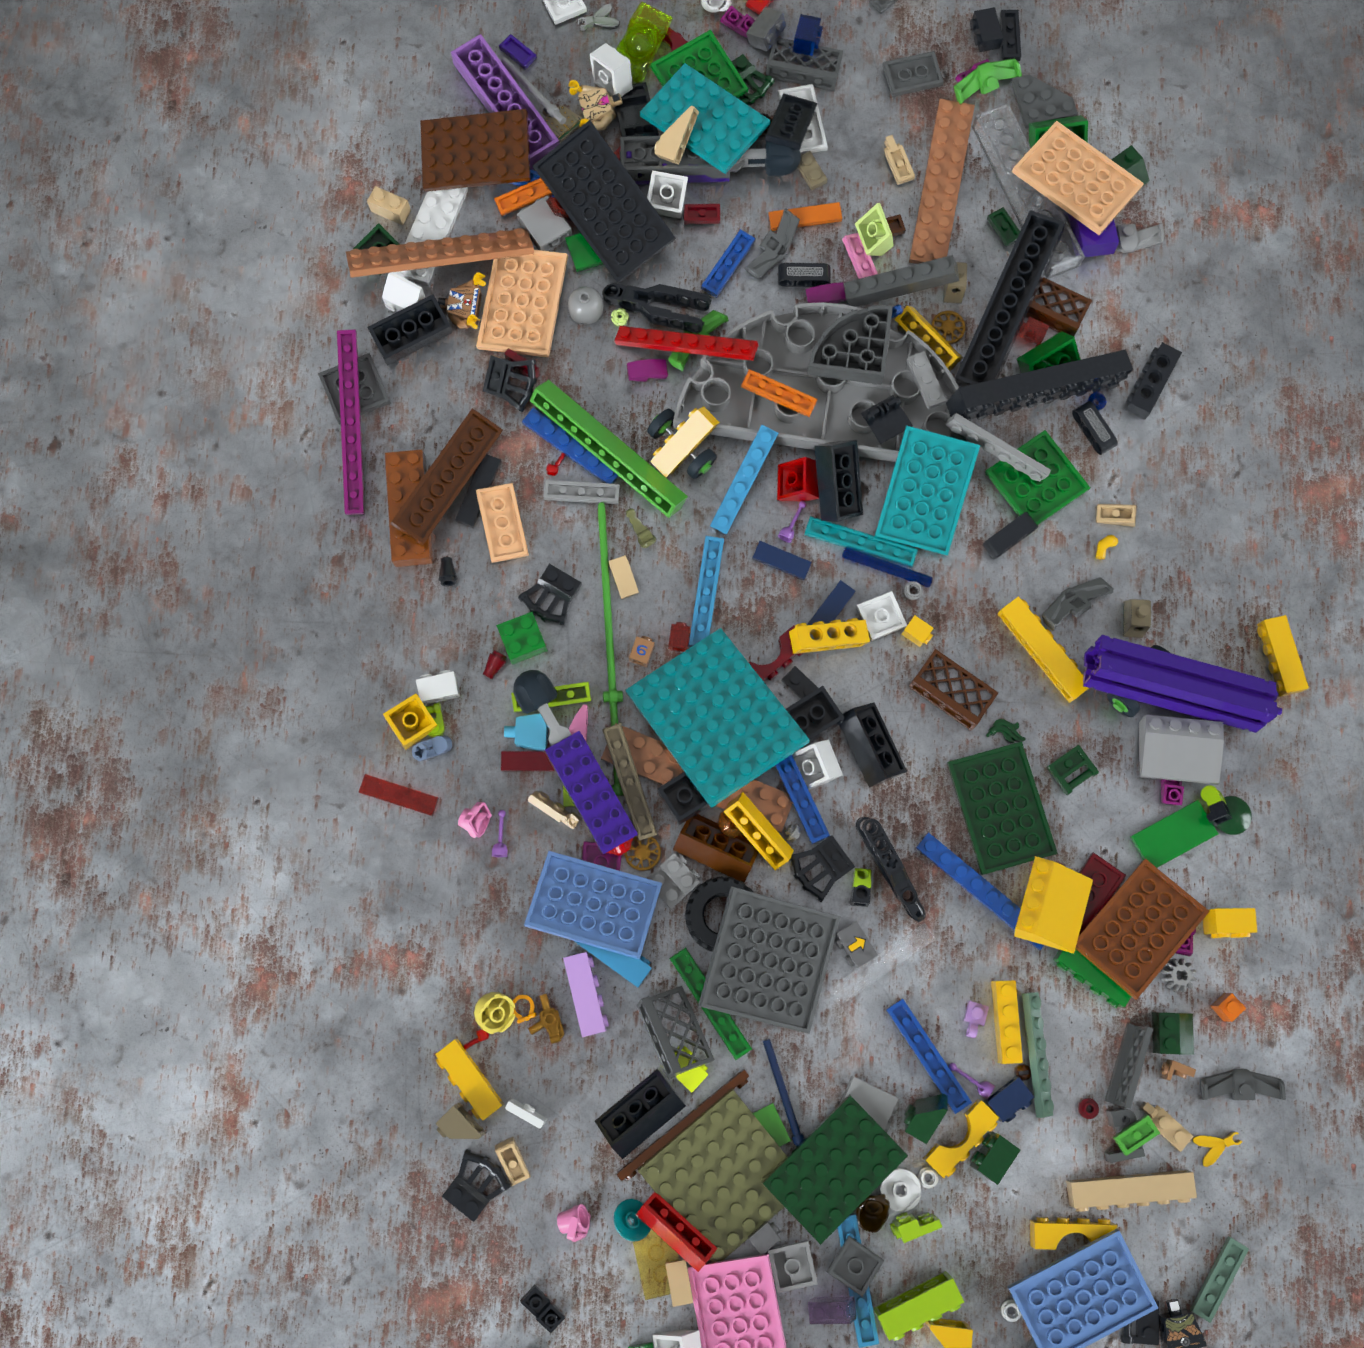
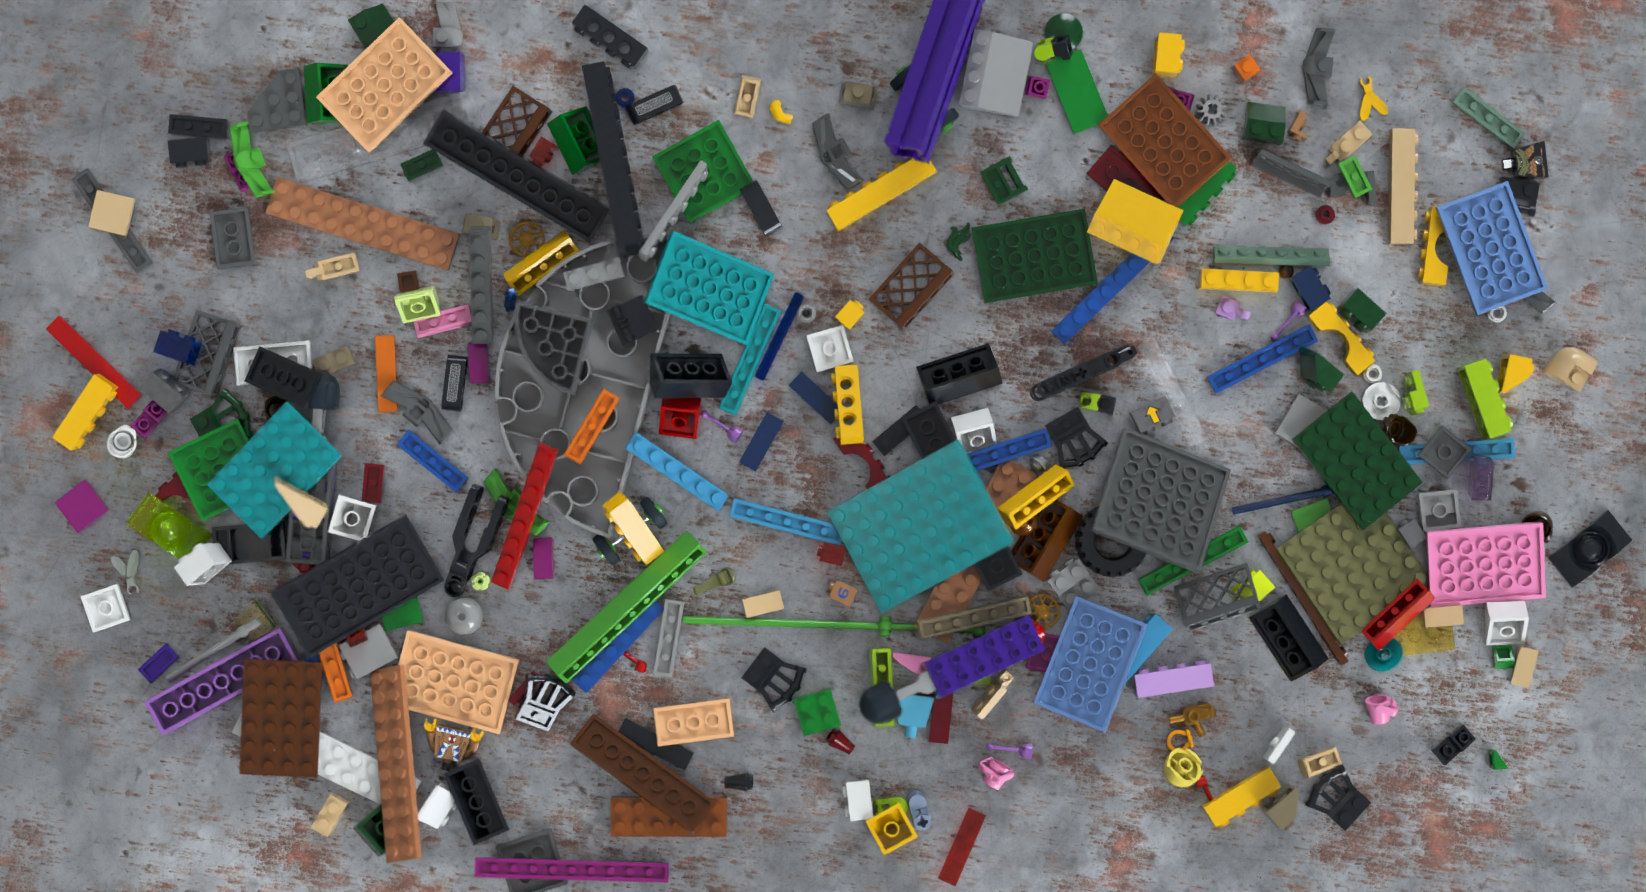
camera: 80 degrees left, 10 degrees up
(596, 104) = (239, 583): tan torso -> none

